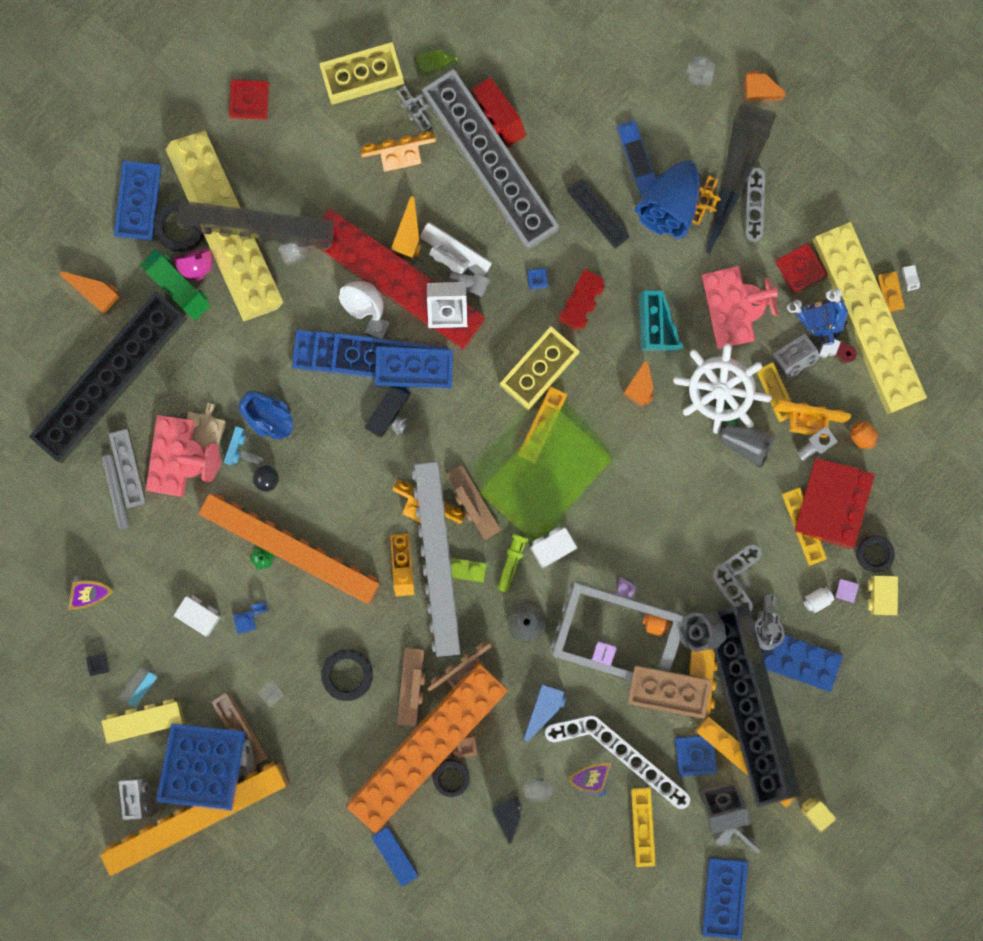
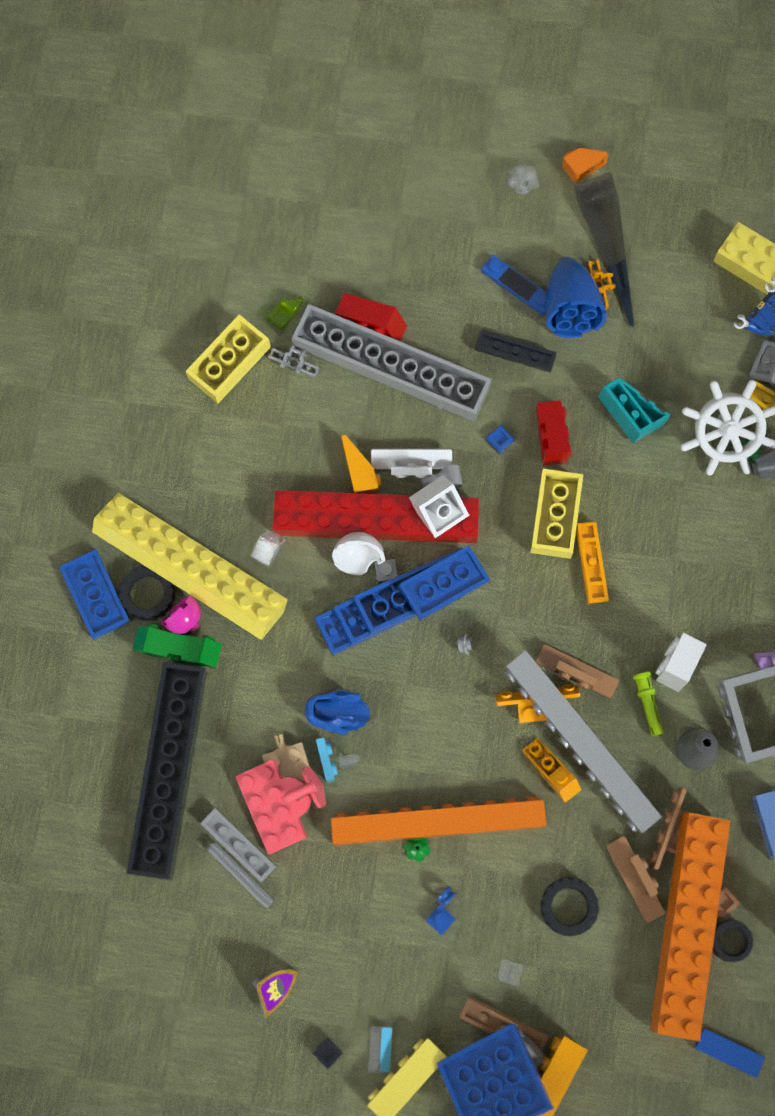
camera: 30 degrees left, 10 degrees down
(95, 291) = (104, 700): orange slope -> none
(197, 615) = (393, 941): white brick -> none
(249, 100) = (140, 444): red tile -> none
(255, 224) = (219, 542): clear smoke brick -> none
(265, 478) = (374, 770): black piece -> none
(387, 410) = (444, 638): black beam -> none
(399, 152) = (306, 406): light orange bracket -> none
(468, 570) = (616, 735): lime plate -> none
(545, 475) = (625, 605): clear neon green plate -> none
(641, 386) = (655, 473): orange slope -> none
(732, 305) = (687, 356): coral plate -> none
(755, 205) = (647, 260): light grey beam -> none
(800, 268) = (720, 289): red tile -> none

